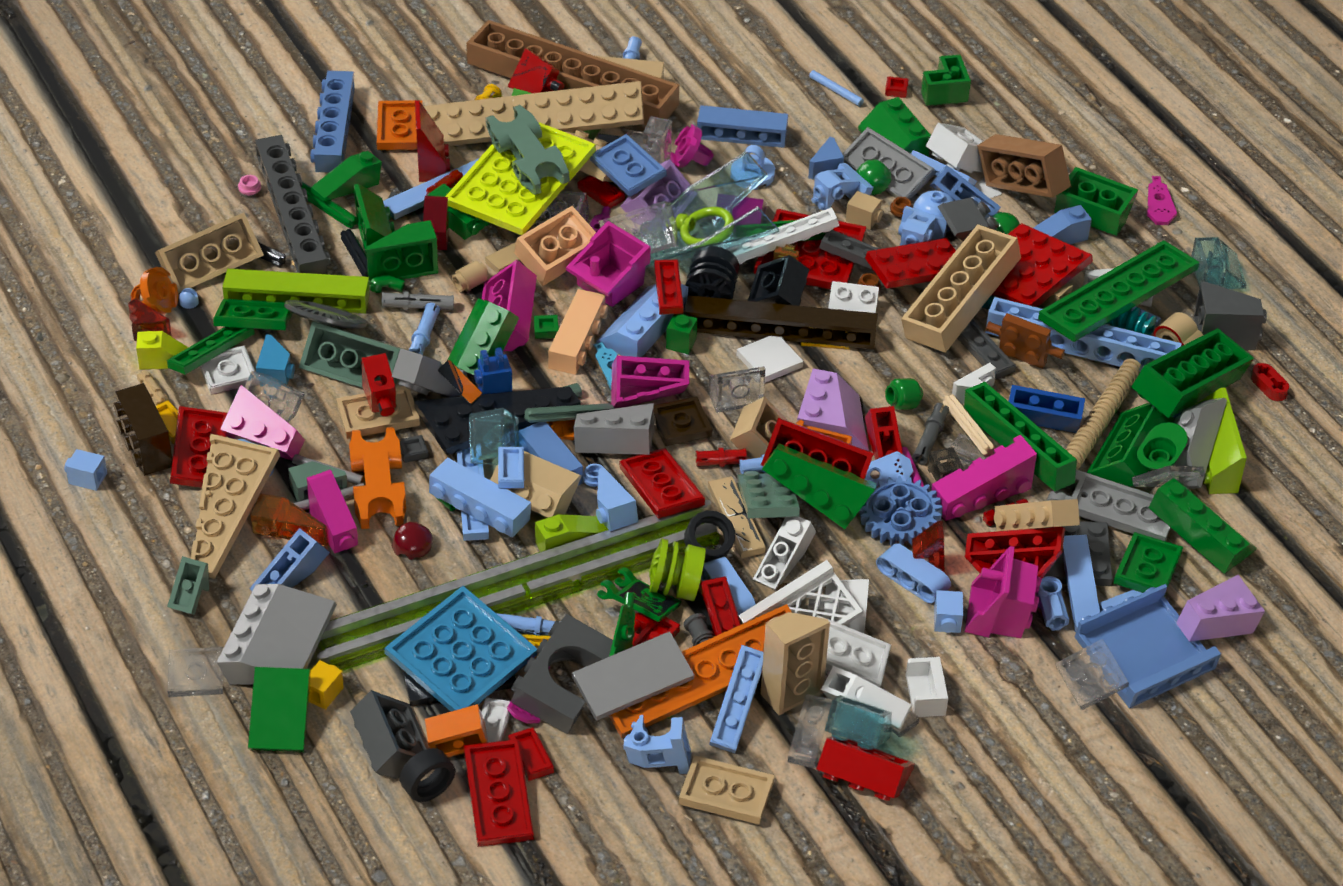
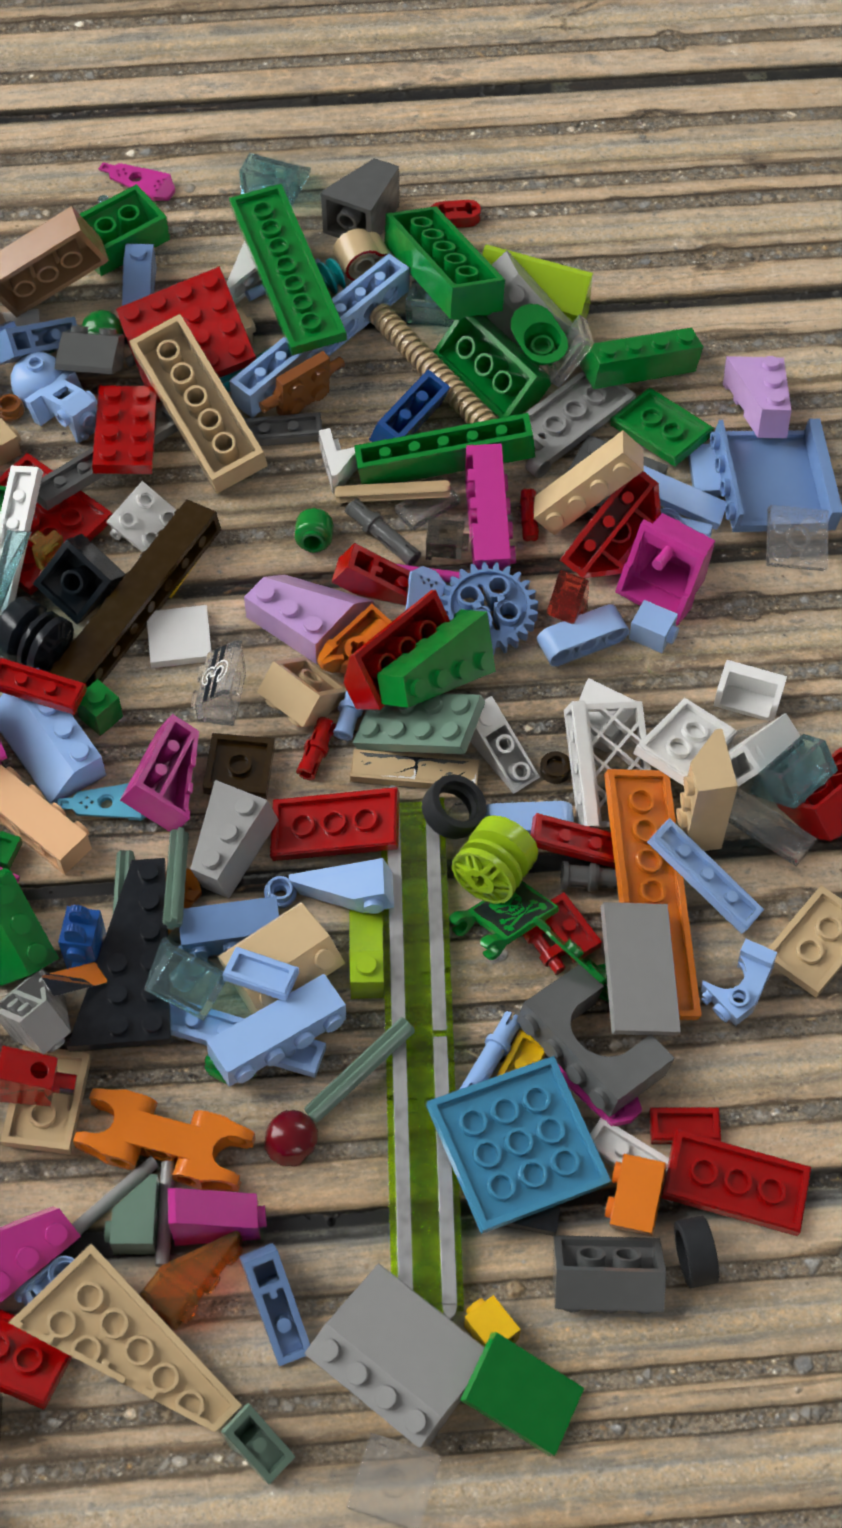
camera: 65 degrees left, 15 degrees up
(413, 449) = (128, 1076): dark grey tile -> none
(476, 553) = (359, 1069): none -> sand green axle
(870, 280) = (116, 490): dark orange plate -> none

